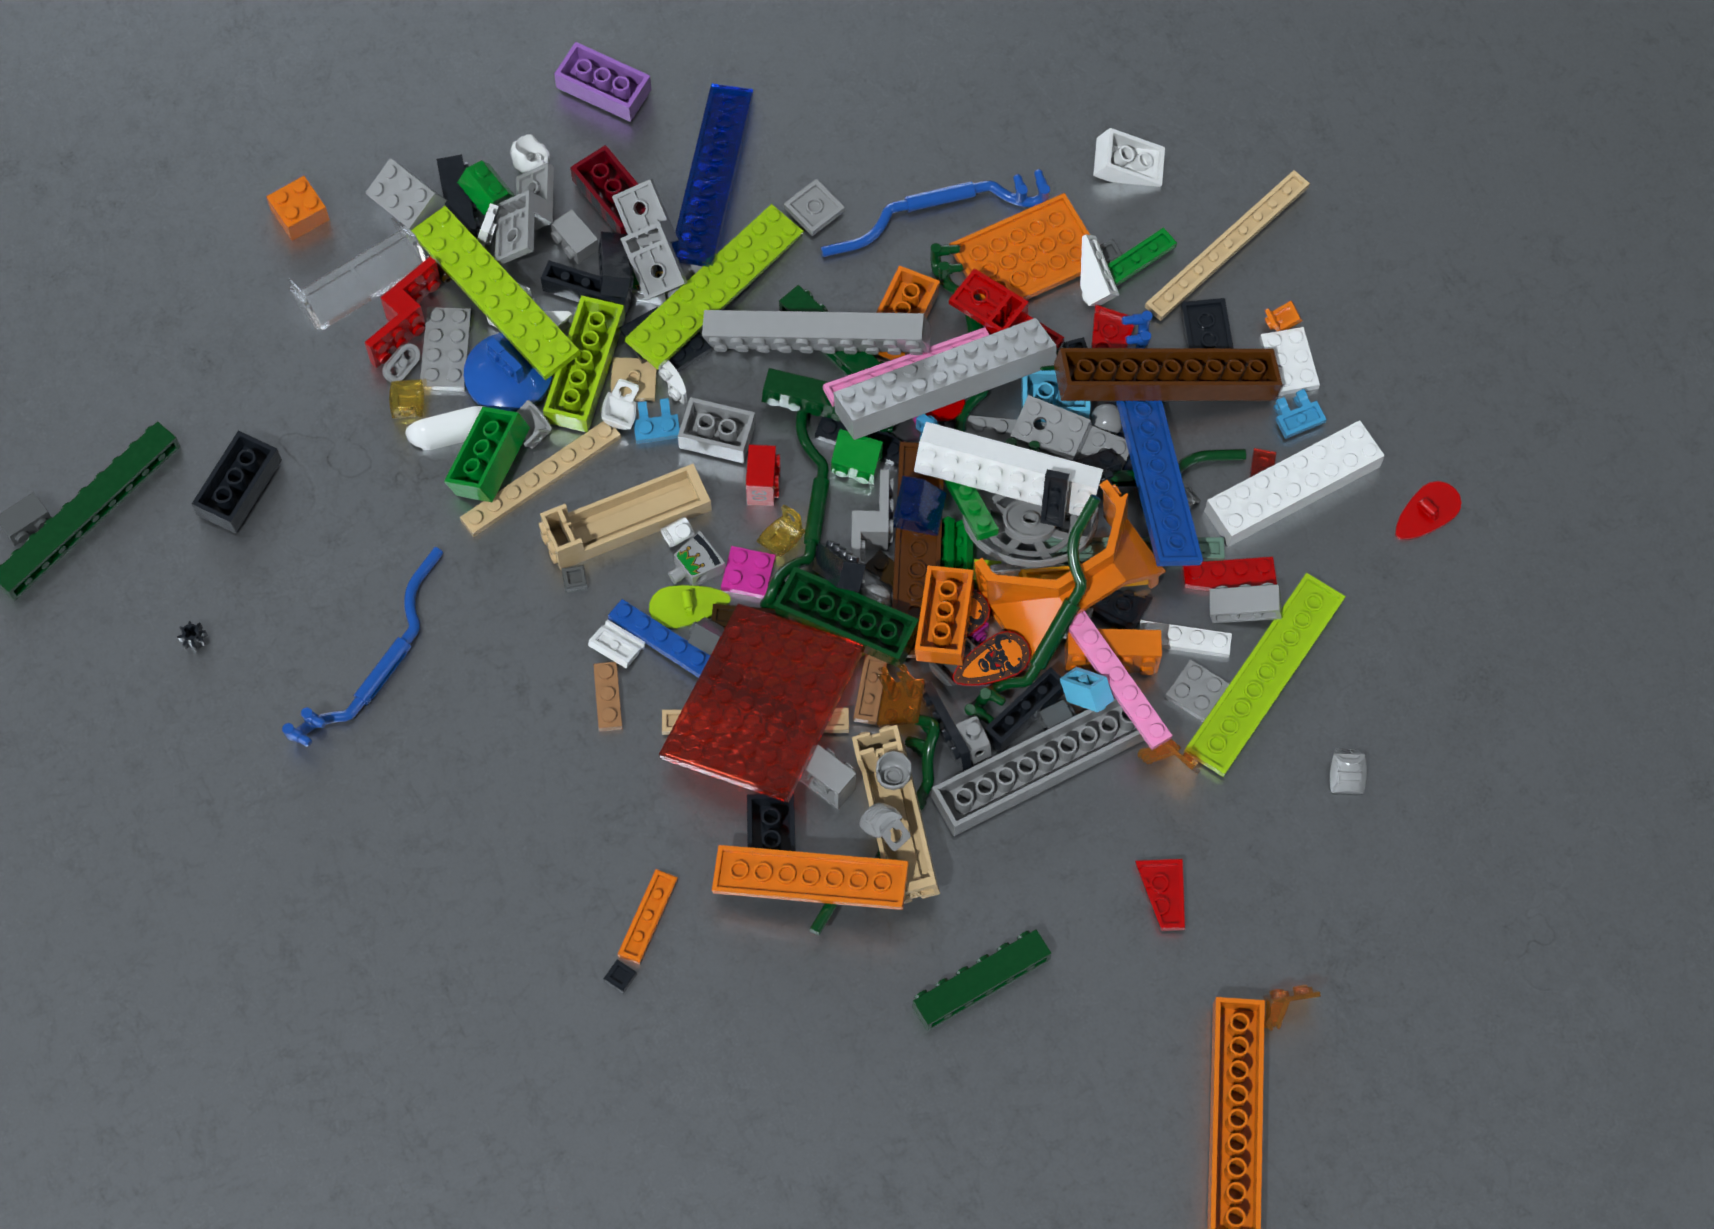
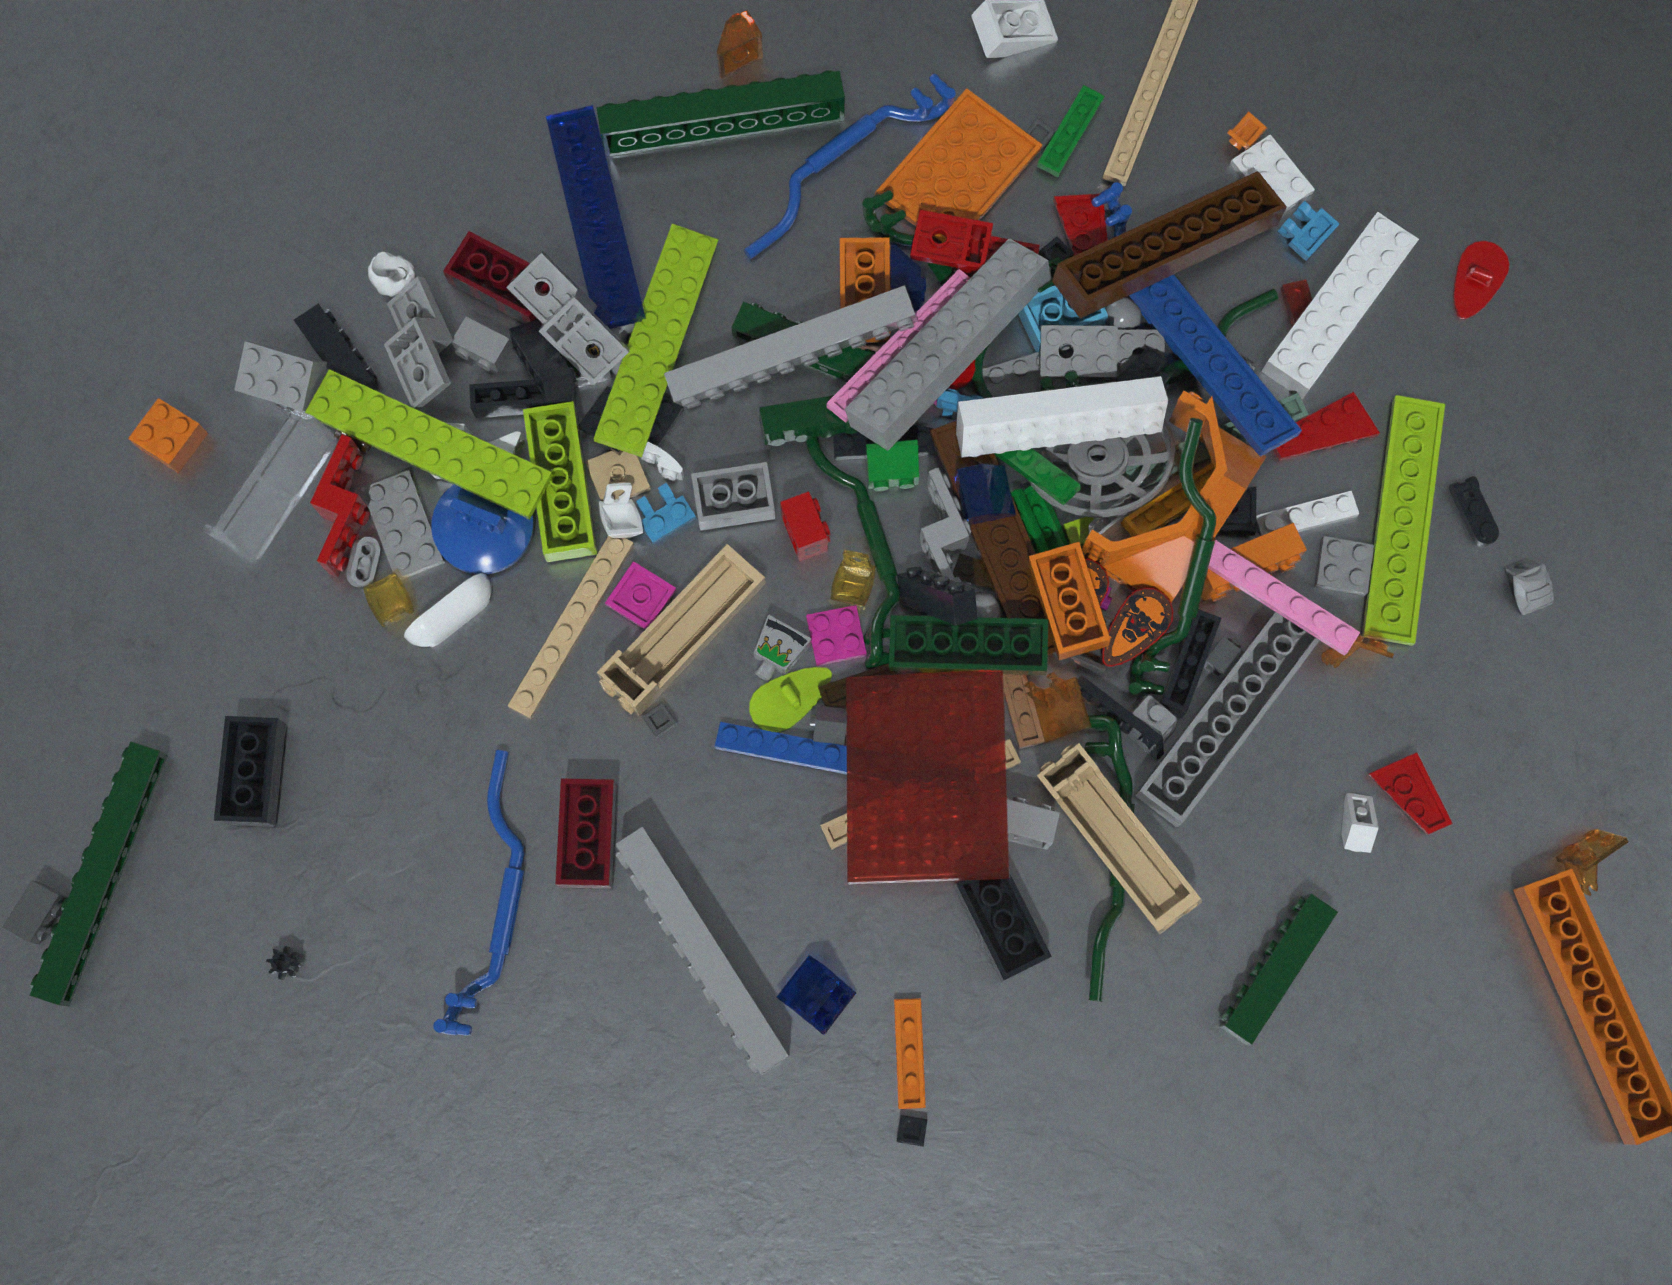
camera: 25 degrees left, 10 degrees up
(473, 637) = (586, 833): none -> dark red brick
(484, 186) = (361, 330): green slope -> none
(487, 454) = (505, 626): green brick -> none
(488, 227) = (386, 373): white plate -> none
(518, 764) = (702, 951): none -> light grey brick
(538, 424) = (534, 572): light grey piece -> none
(595, 838) = (816, 994): none -> clear blue slope
(603, 81) = (430, 160): medium lavender brick -> none
(605, 476) = (640, 596): none -> dark pink plate
(607, 696) = (755, 833): medium nougat plate -> none
(616, 644) = (738, 773): white plate -> none
(677, 531) = (746, 625): white piece -> none
(810, 877) = (1068, 947): orange plate -> none
(814, 207) = (717, 209): light grey plate -> none
(852, 134) = (721, 113): none -> dark green brick
(878, 822) = (1112, 854): light grey piece -> none
(891, 87) = (738, 44): none -> clear orange slope
(893, 770) = (1098, 794): light grey hair -> none
(939, 316) = (906, 272): none -> clear blue slope
(1054, 498) = (1127, 428): black plate -> none
(1086, 689) = (1248, 618): medium azure brick -> none
(1096, 277) = (1044, 168): white slope -> none
(1106, 895) = (1359, 823): none -> white slope
(1206, 324) = (1175, 174): black plate -> none
(1245, 603) = (1353, 453): light grey brick -> none
(1330, 694) = (1475, 512): none -> black plate

